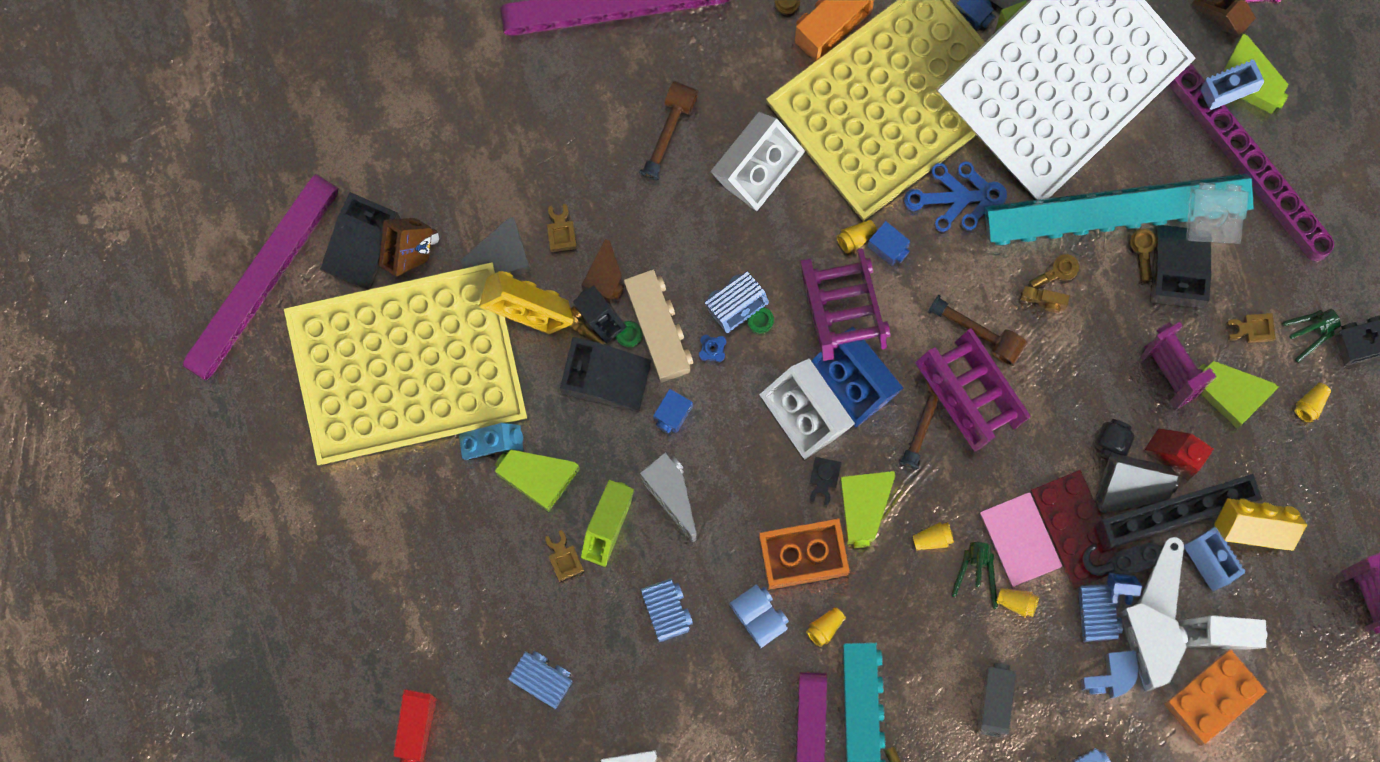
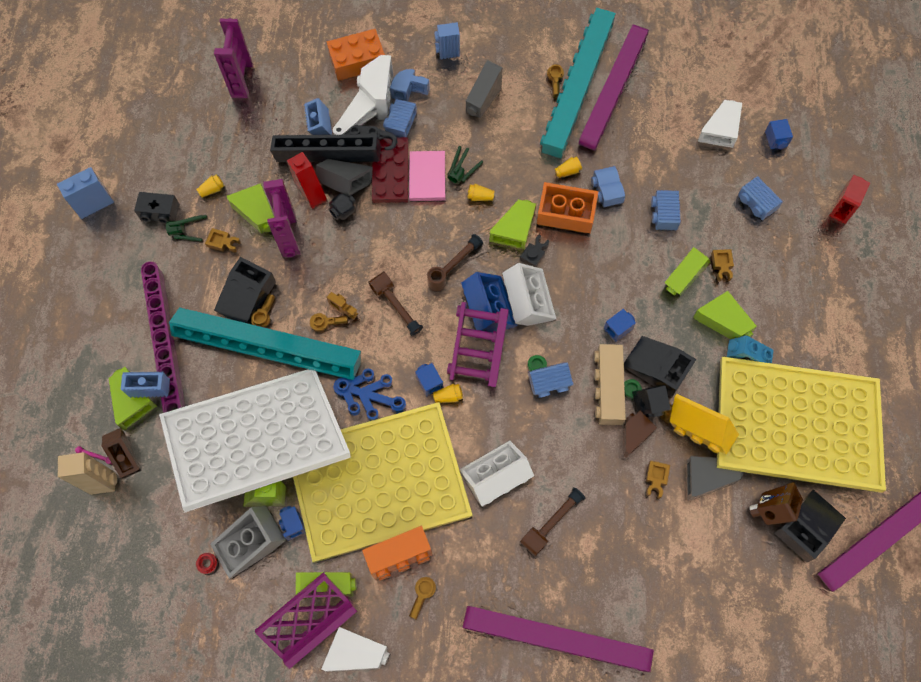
camera: 160 degrees left, 10 degrees down
(667, 485) = (642, 273): light grey slope -> none
(717, 354) = (571, 359): blue plate -> none
(955, 399) = (432, 264): magenta fence -> none
(1019, 601) = (444, 141): yellow cone -> none
(1125, 585) = (379, 117): blue tile -> none
(1216, 213) = (204, 309): clear plate -> none
(1224, 632) = (334, 82): white slope -> none
(1260, 524) = (281, 123): yellow brick -> none

